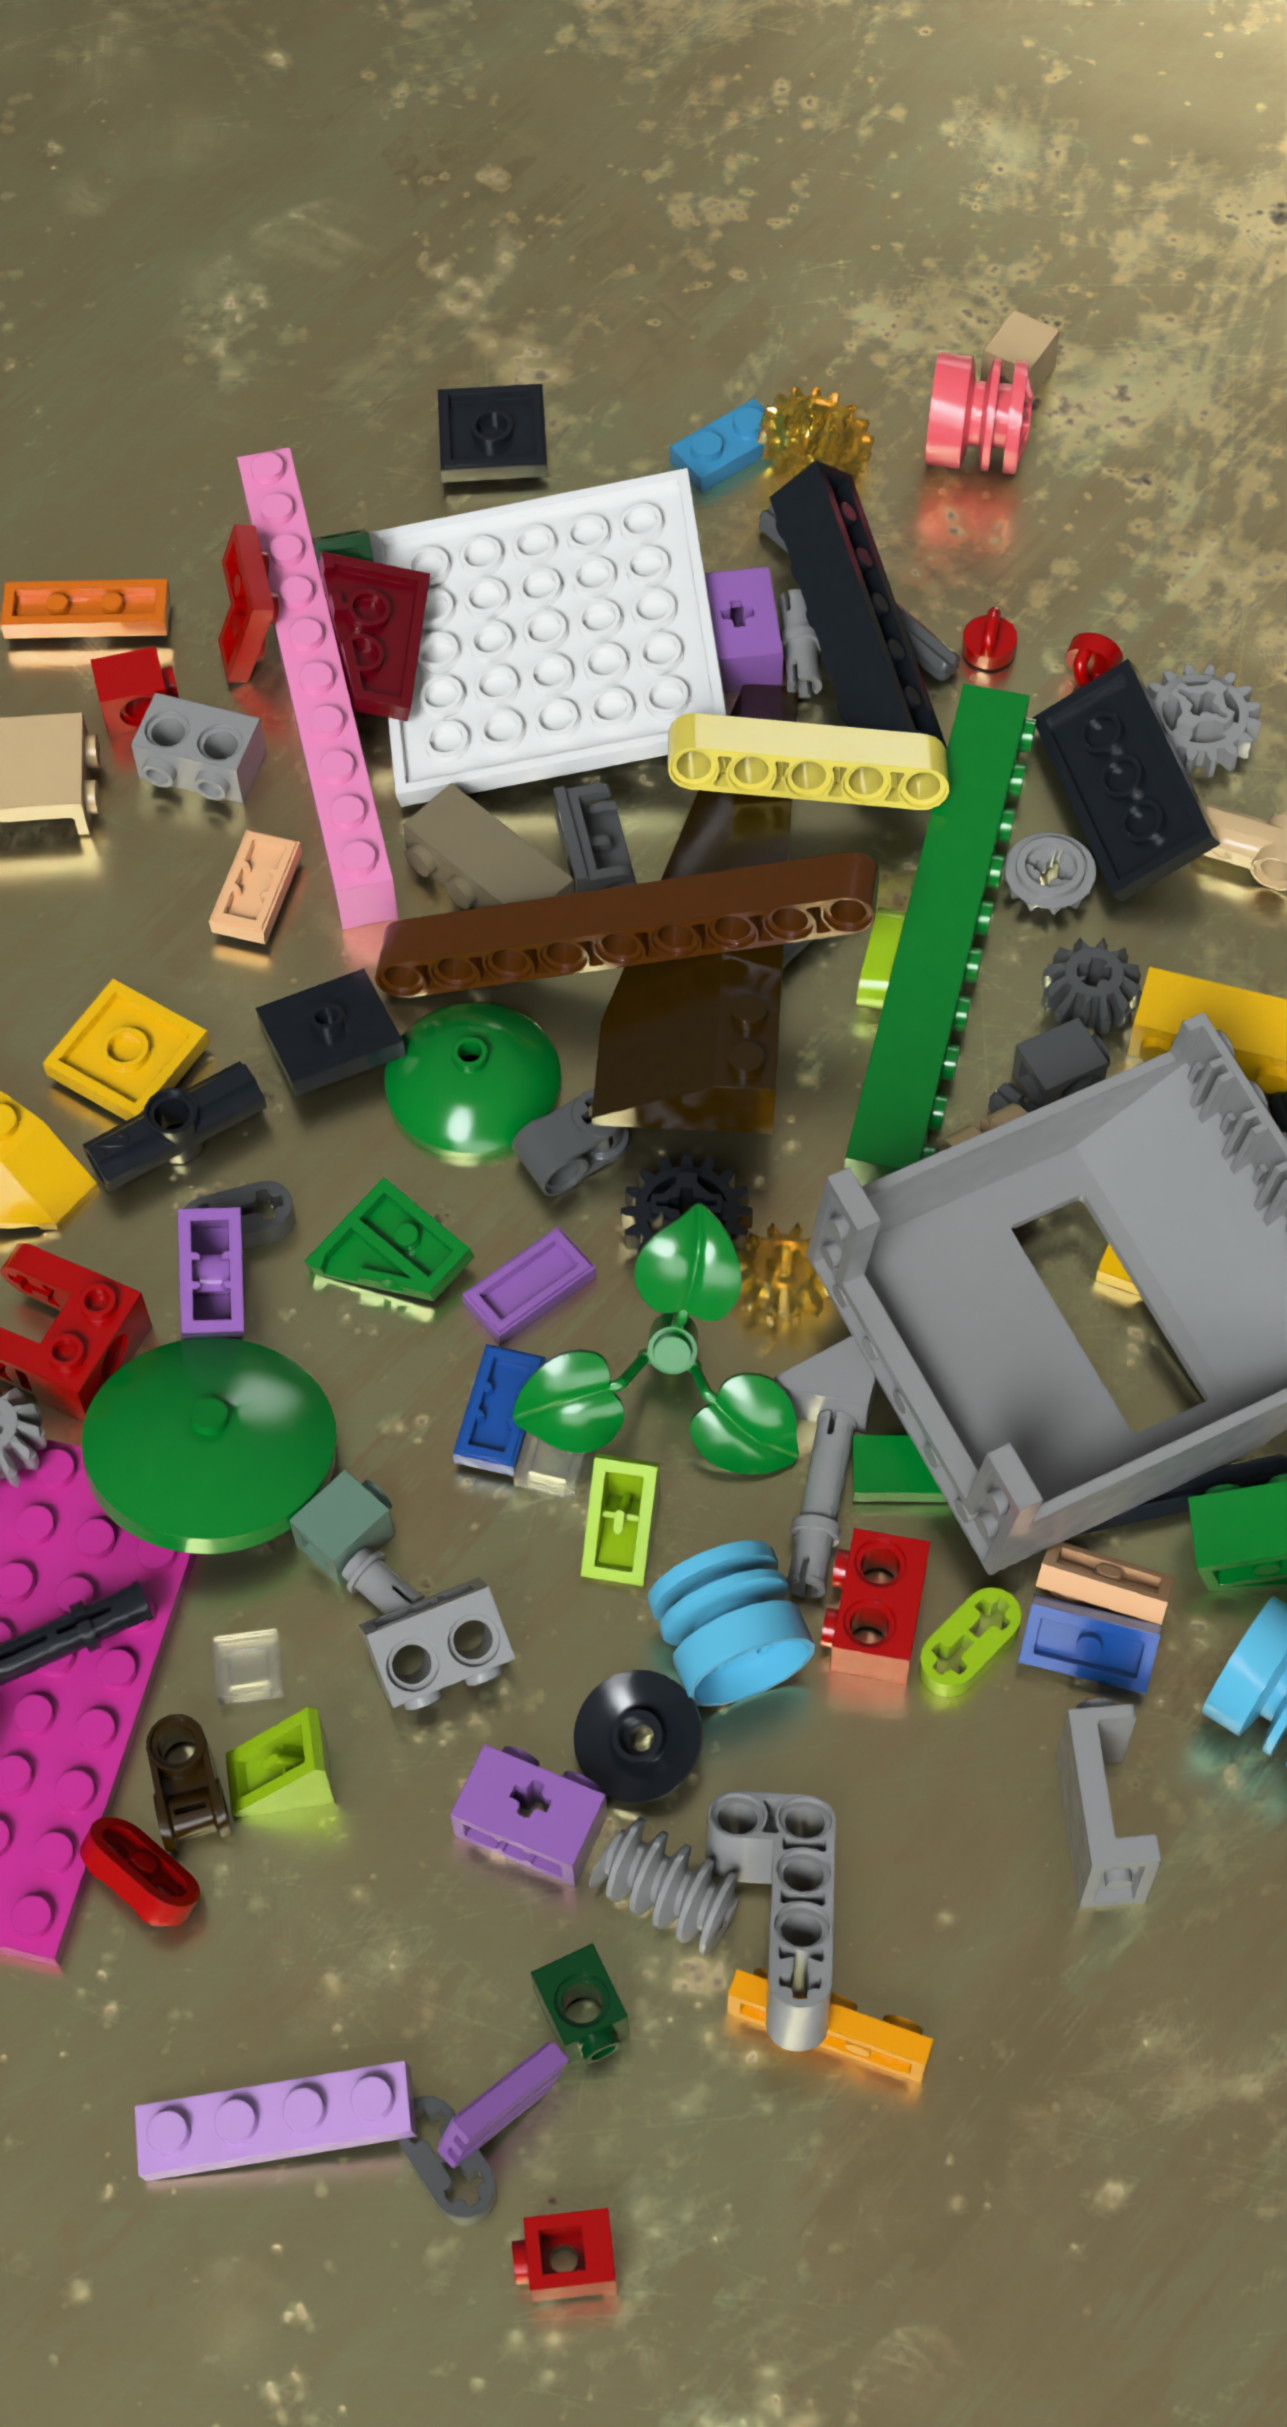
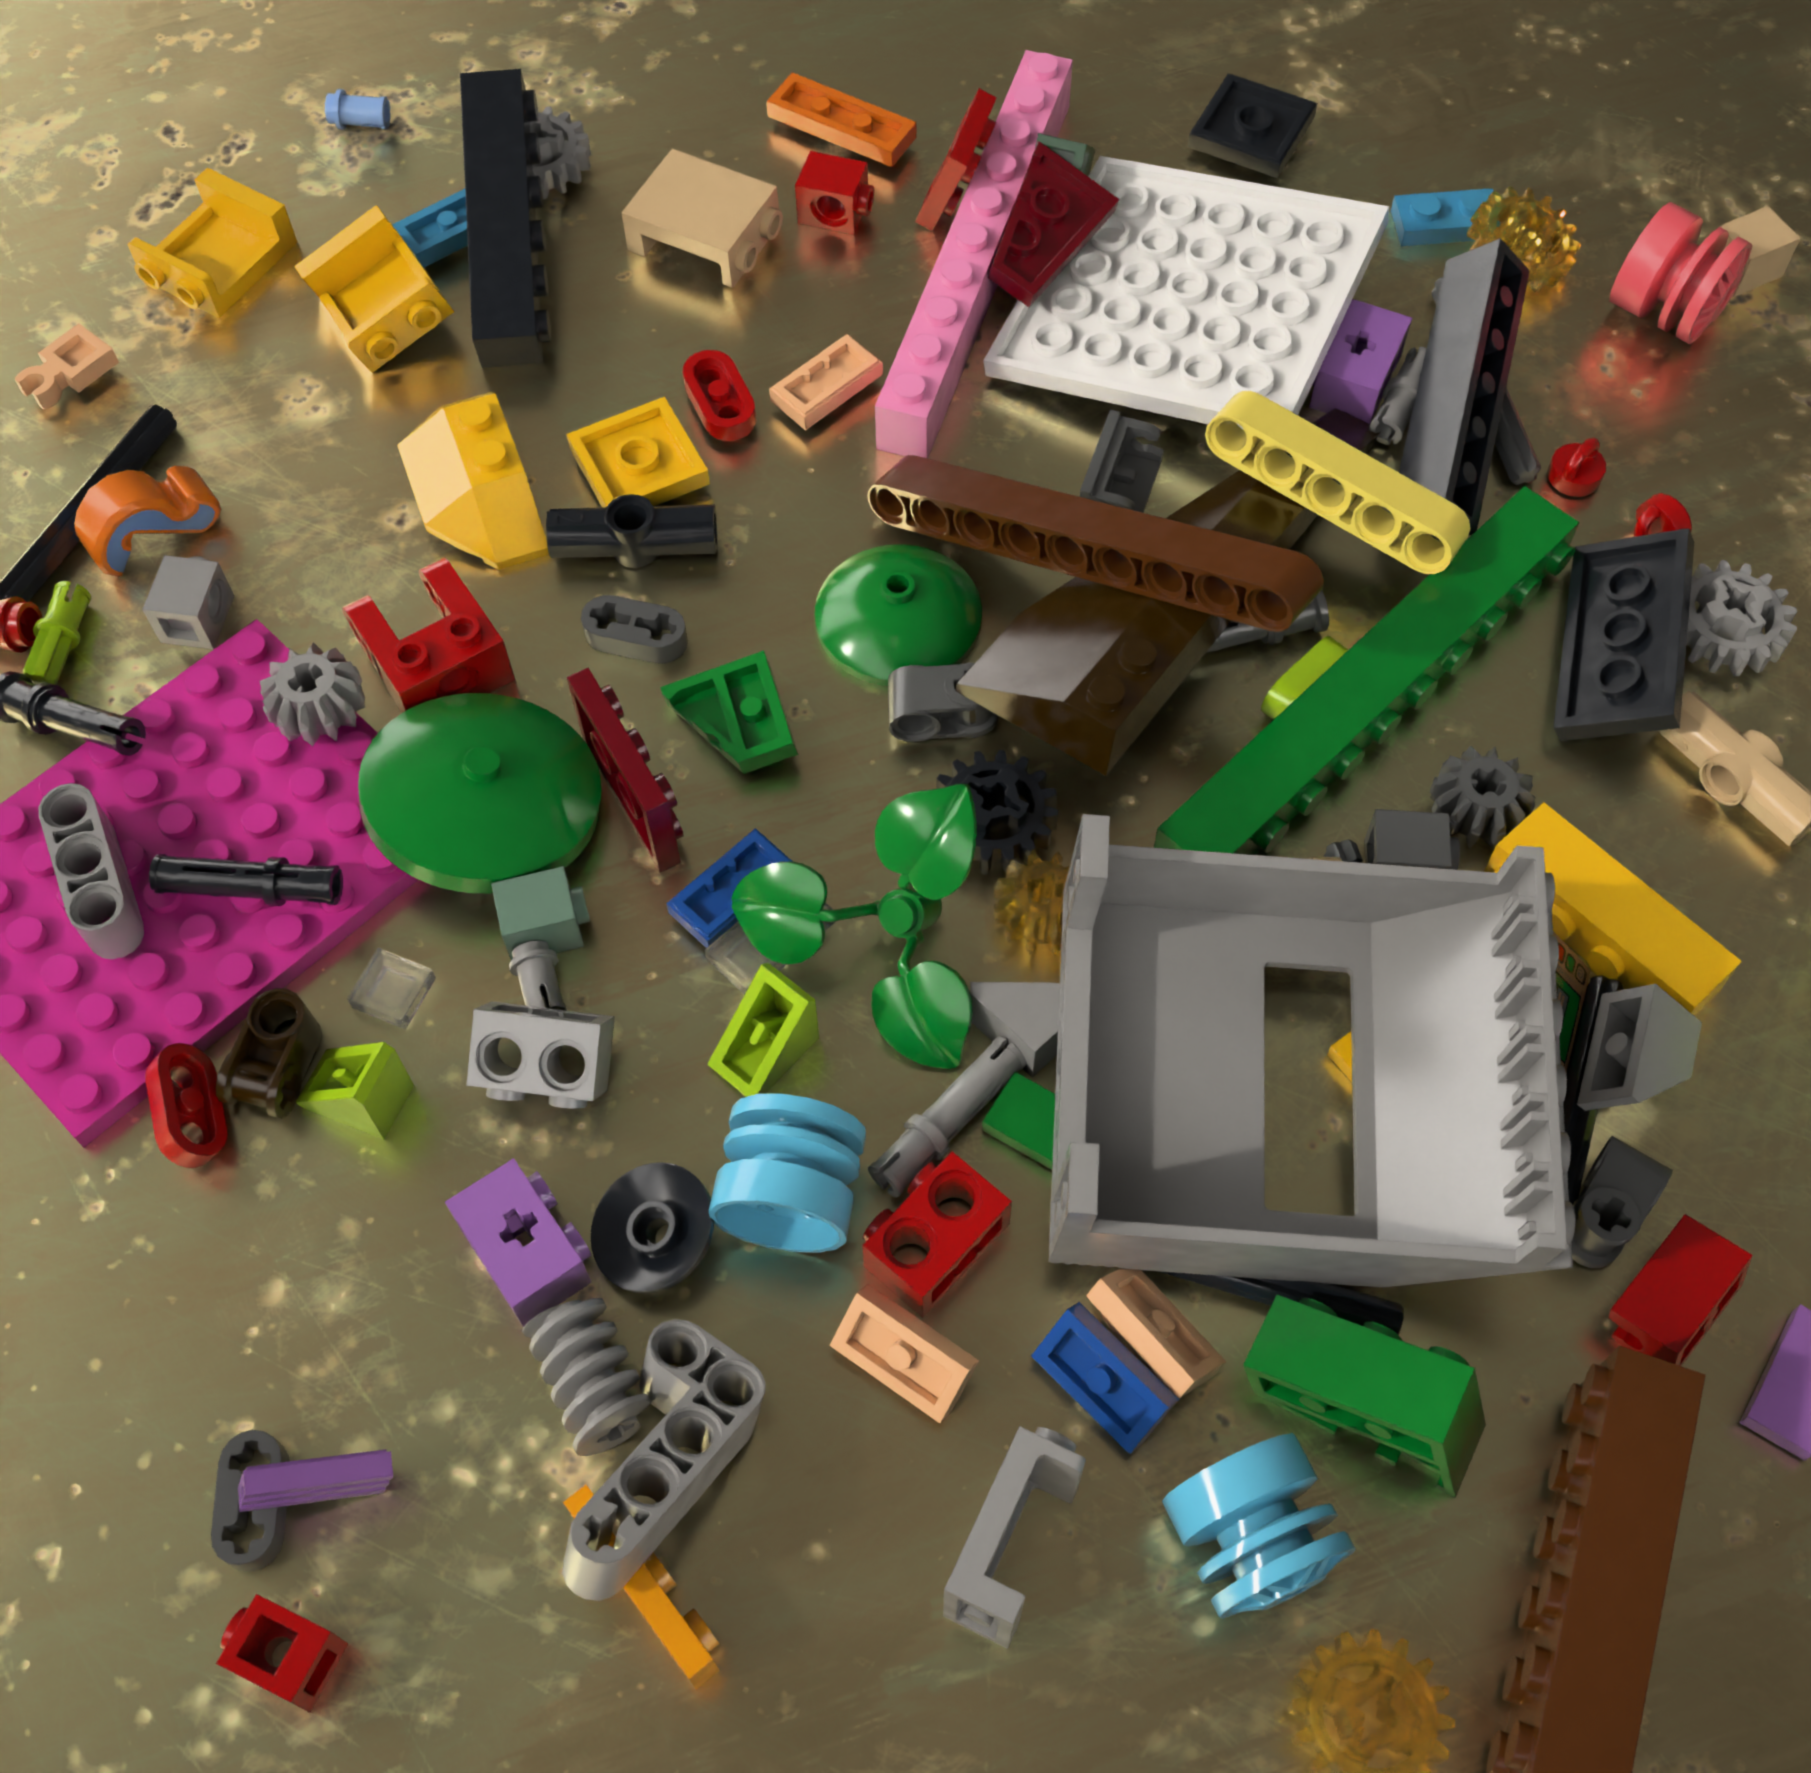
camera: 30 degrees right, 0 degrees up
(165, 954) = (724, 404): none -> red plate
(198, 748) = (853, 257): light grey brick -> none
(210, 1273) = (572, 637): medium lavender brick -> none
(275, 2121) = (140, 1380): lavender plate -> none
(330, 1032) = (805, 519): black plate -> none
(340, 1351) = (623, 762): none -> dark red plate
(478, 855) = (1015, 432): dark tan brick -> none
(529, 1285) = (827, 801): medium lavender tile -> none
(576, 1977) = (429, 1410): dark green brick -> none
(917, 1717) = (904, 1353): none -> light nougat plate
(959, 1632) = (996, 1297): lime beam -> none
(1038, 854) = (1509, 664): light grey gear -> none

